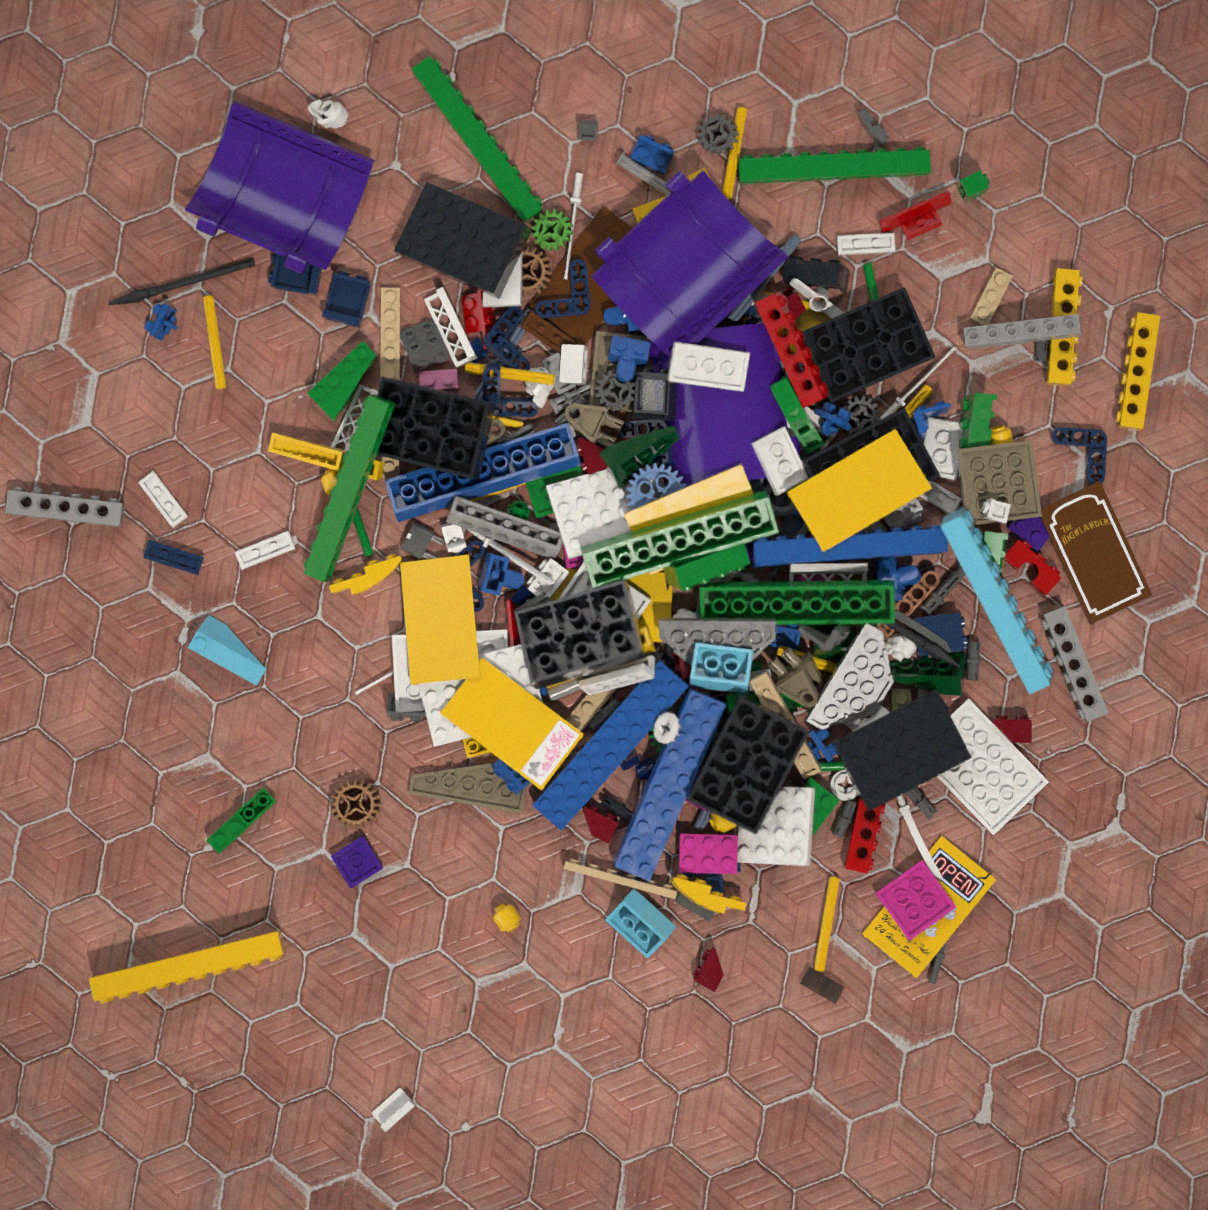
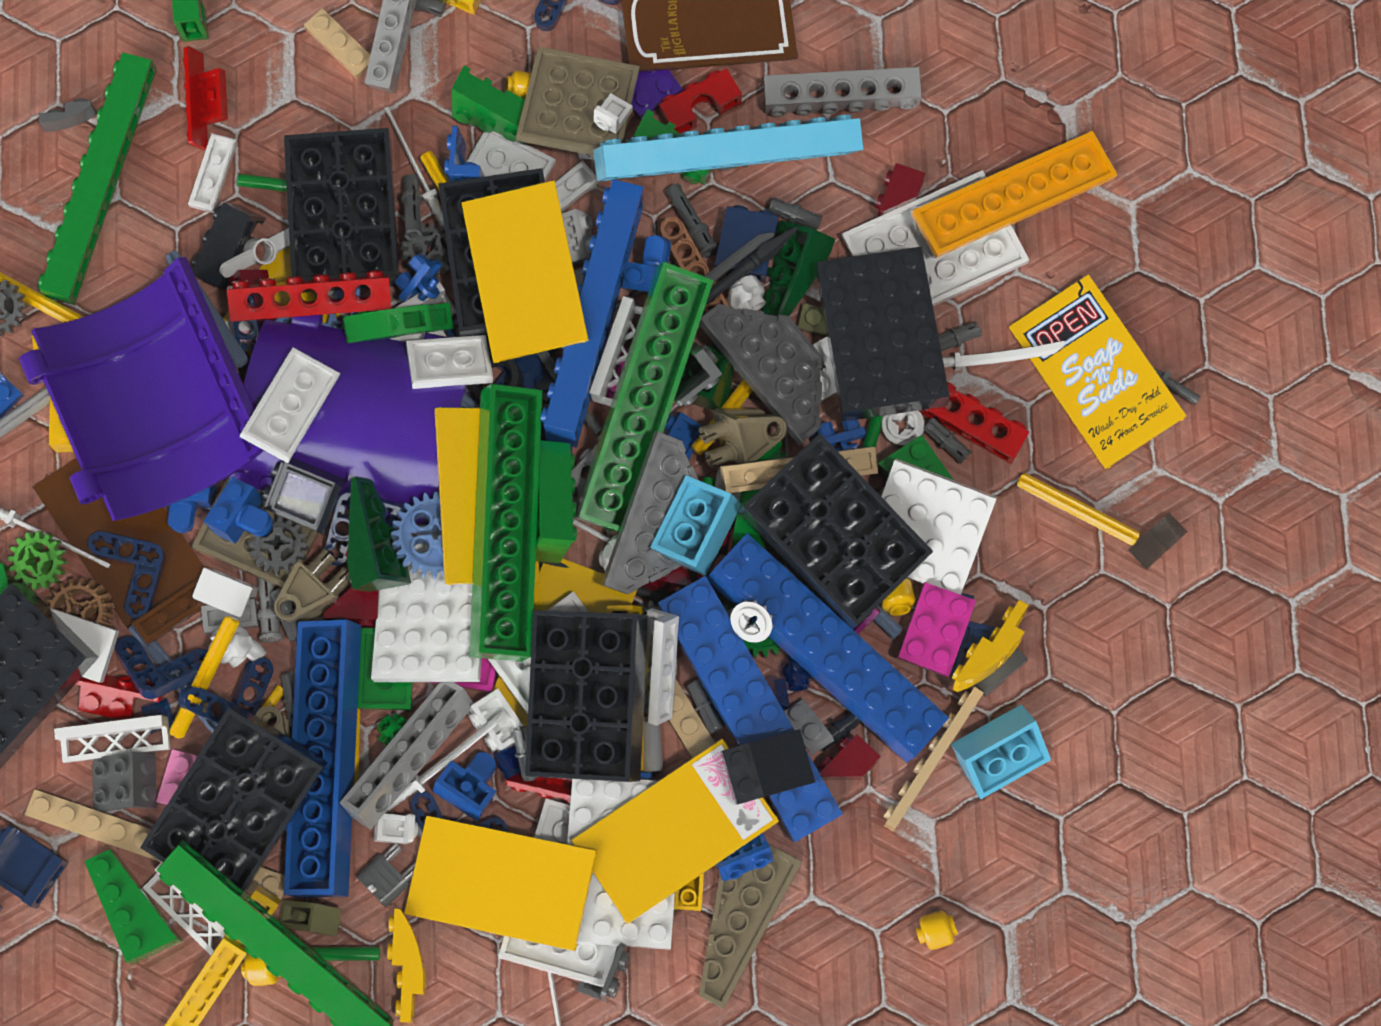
camera: 70 degrees left, 10 degrees down
(376, 501) = (310, 917): none -> olive slope
(573, 771) = (767, 766): none -> black slope
(613, 788) = (812, 729): none -> light grey plate
(710, 972) = (1094, 679): dark red slope -> none
(890, 391) = (411, 200): none -> dark grey pin
(915, 900) = (1084, 383): dark pink plate -> none
(1037, 810) = (1013, 194): none -> light orange plate

